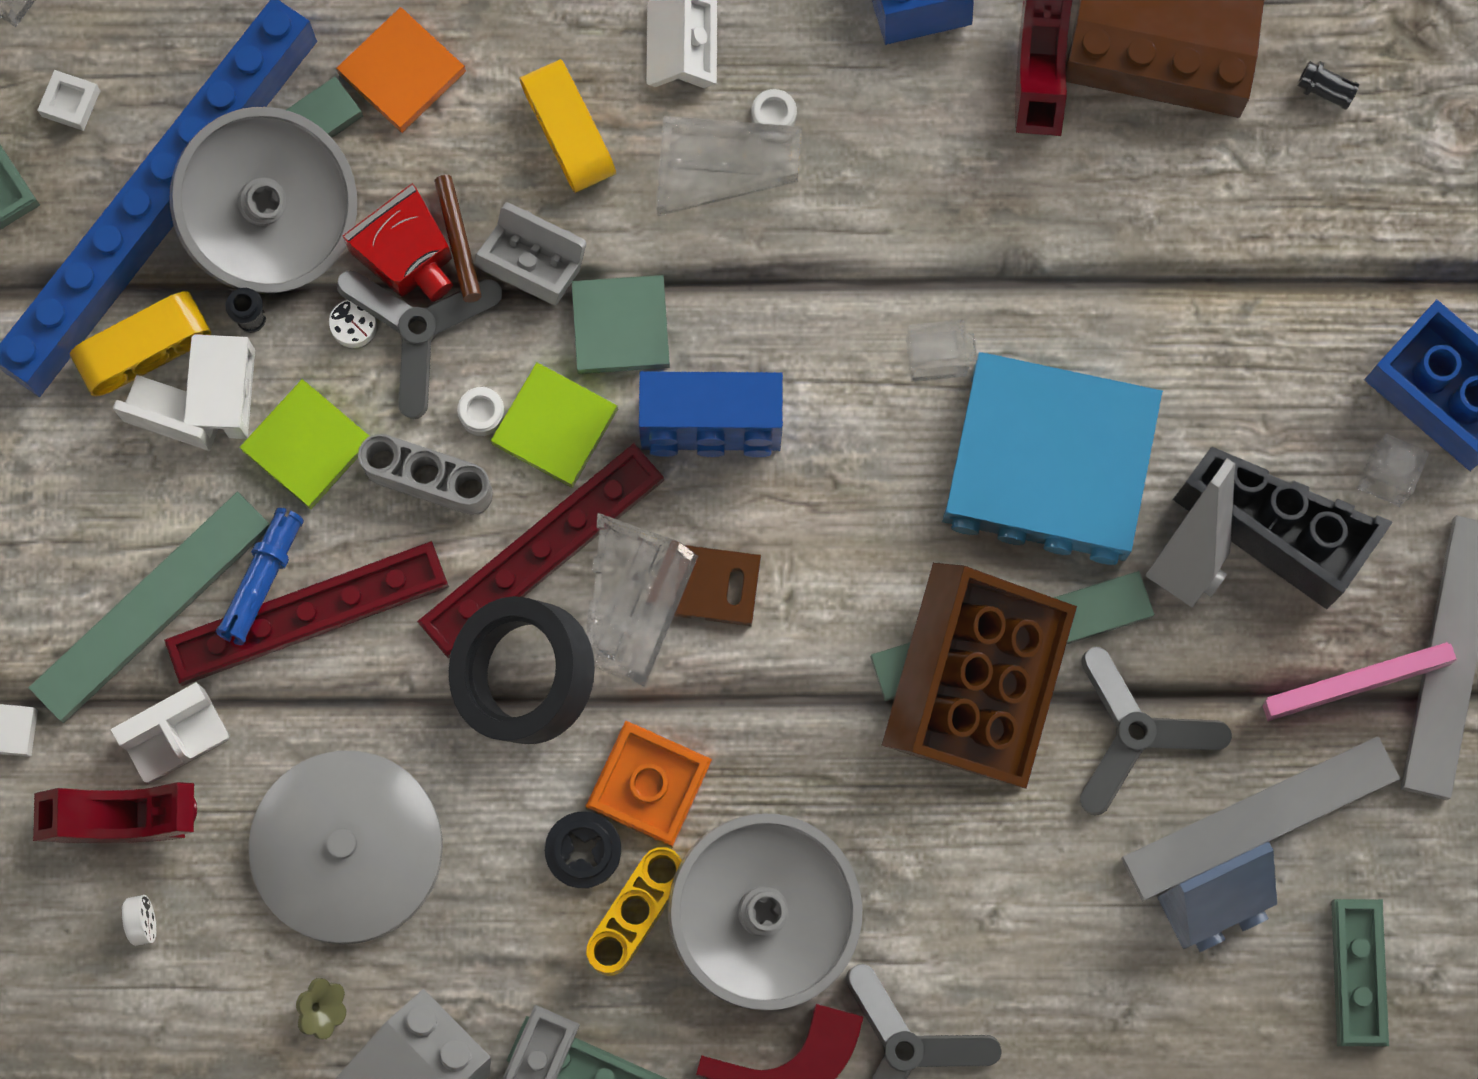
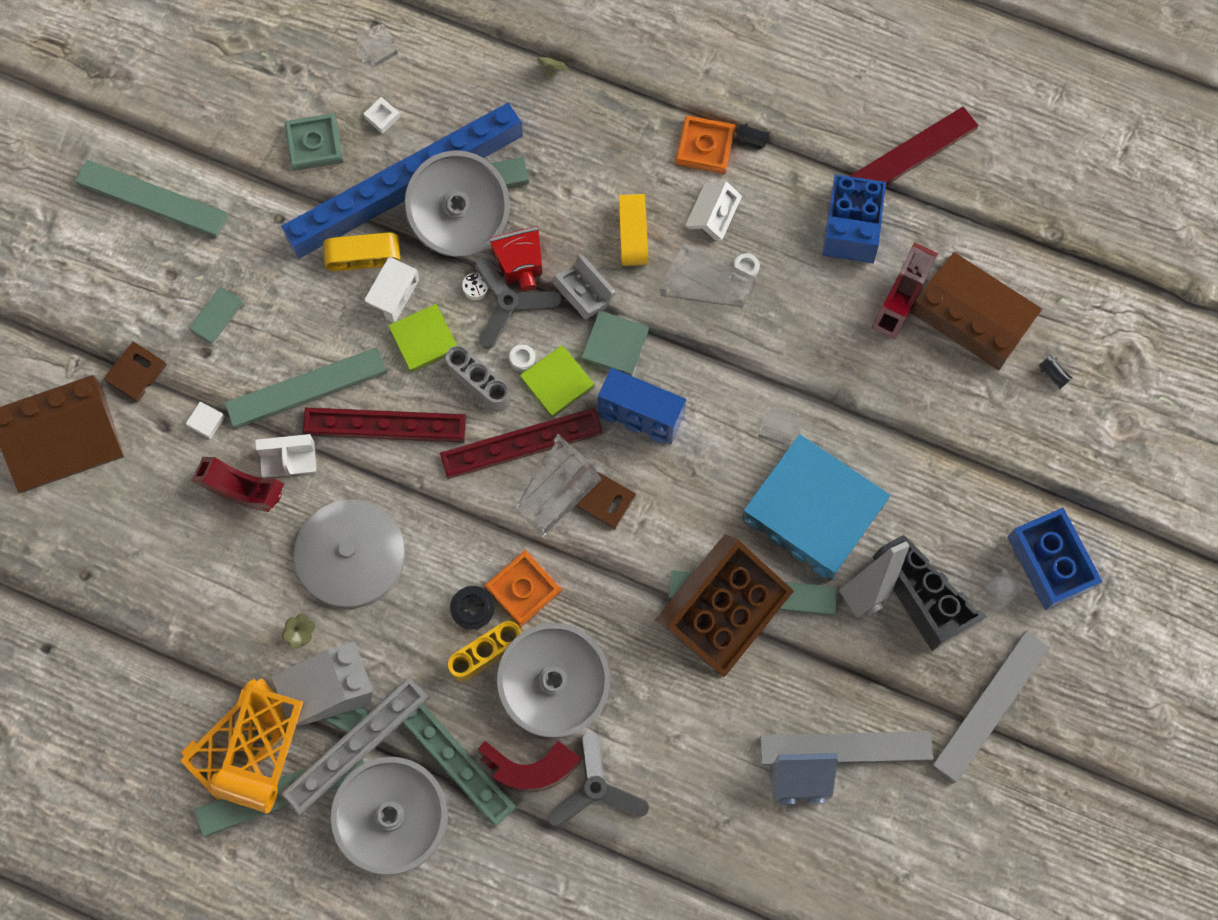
camera: 25 degrees right, 5 degrees down
(139, 920) = (226, 545): white tile -> none
(162, 411) = (355, 289): white panel -> none
(246, 309) = (423, 255): black pin -> none
(267, 560) = (377, 387): blue pin -> none
(401, 69) = (559, 167): orange tile -> none
(457, 238) = (549, 264): reddish brown bar -> none
(471, 660) = (499, 518): black tyre -> none
(1126, 750) = (787, 679): dark grey piece -> none
(1359, 681) = (932, 696): bright pink tile -> none
(1360, 972) = (864, 855): sand green tile -> none

